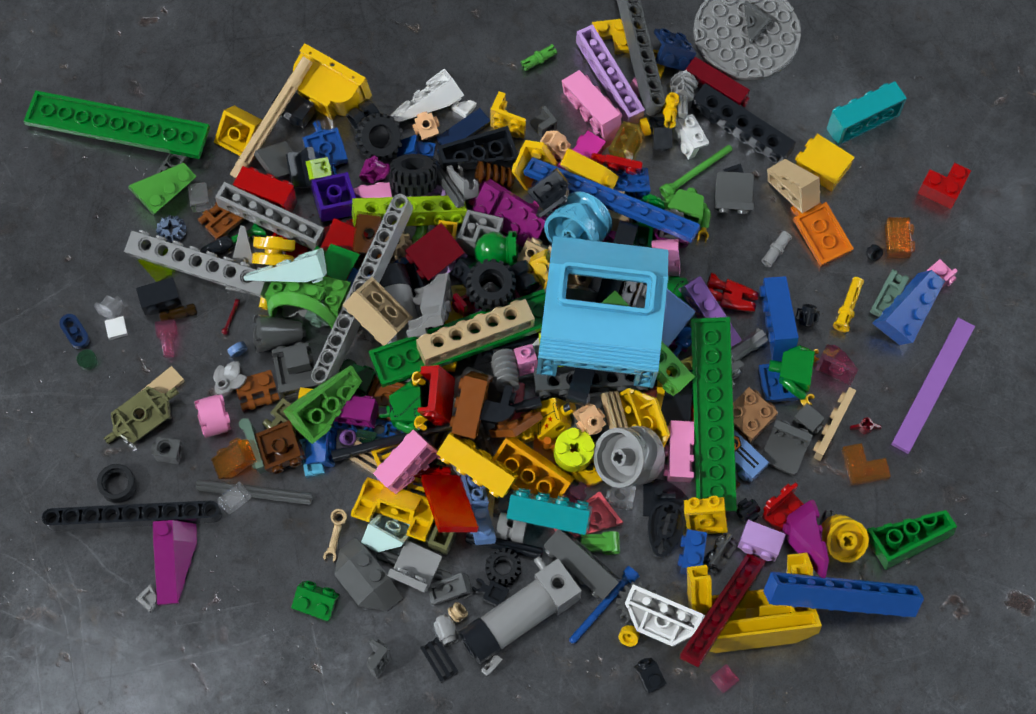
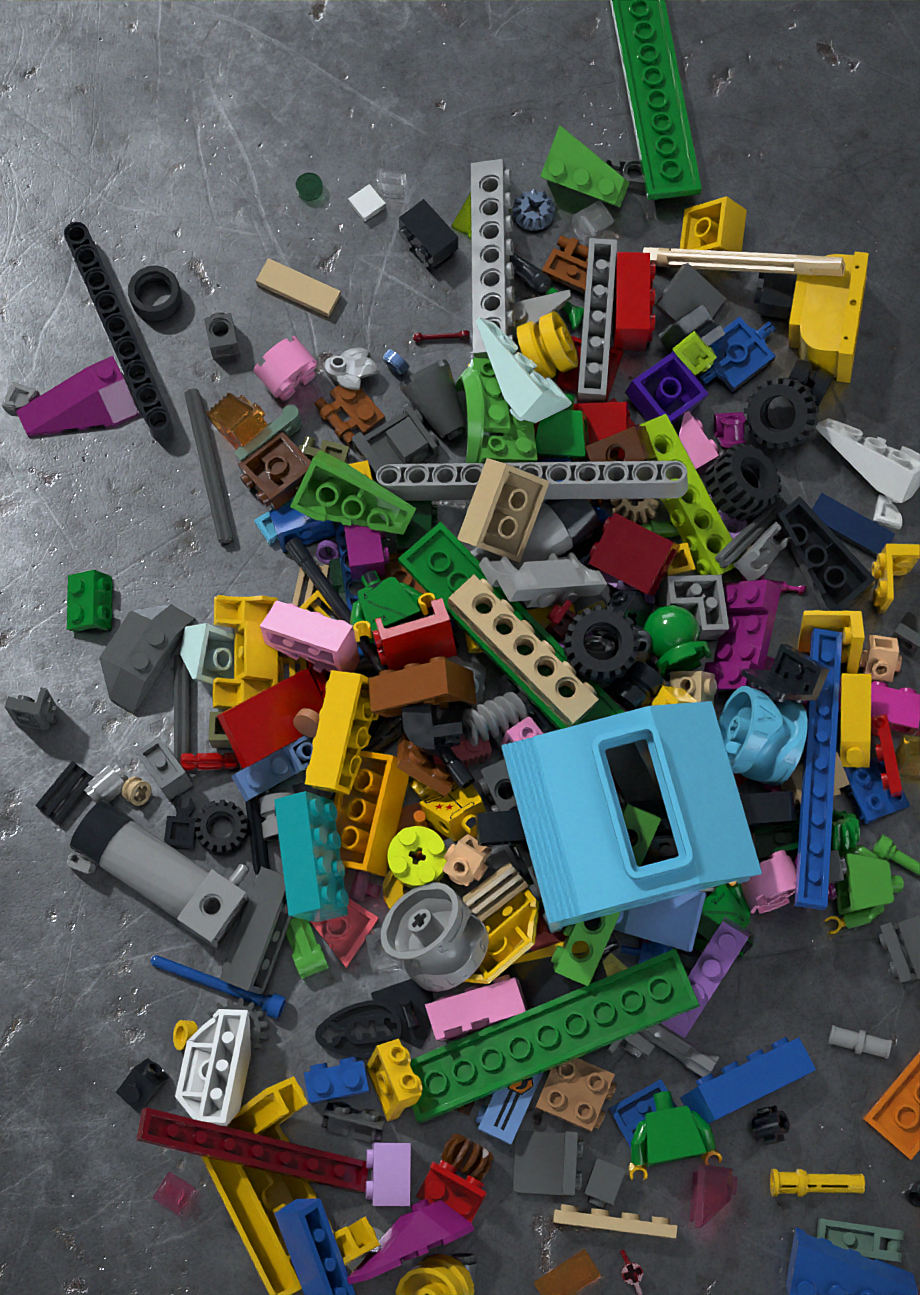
camera: 70 degrees right, 5 degrees up
(75, 332) = (338, 155): dark blue plate -> none
(156, 411) = (270, 296): olive plate -> none
(166, 332) = (384, 264): clear pink pin -> none
(178, 313) = (417, 268): dark brown axle -> none
(233, 498) = (185, 442): clear brick -> none
(336, 532) = (201, 587): tan brick -> none
(412, 146) = (791, 469): blue slope -> none
(415, 566) = (171, 709): light grey bracket -> none
(429, 132) = (820, 468): light nougat brick -> none
(456, 559) = (208, 761): none -> red axle
(460, 484) = (307, 722): none -> nougat tile
(498, 175) = (792, 593): reddish brown piece -> none
(732, 294) = (756, 1001): red piece -> none
(748, 510) = (430, 1140): black gear -> none
(766, 489) = (467, 1156): none -> reddish brown gear

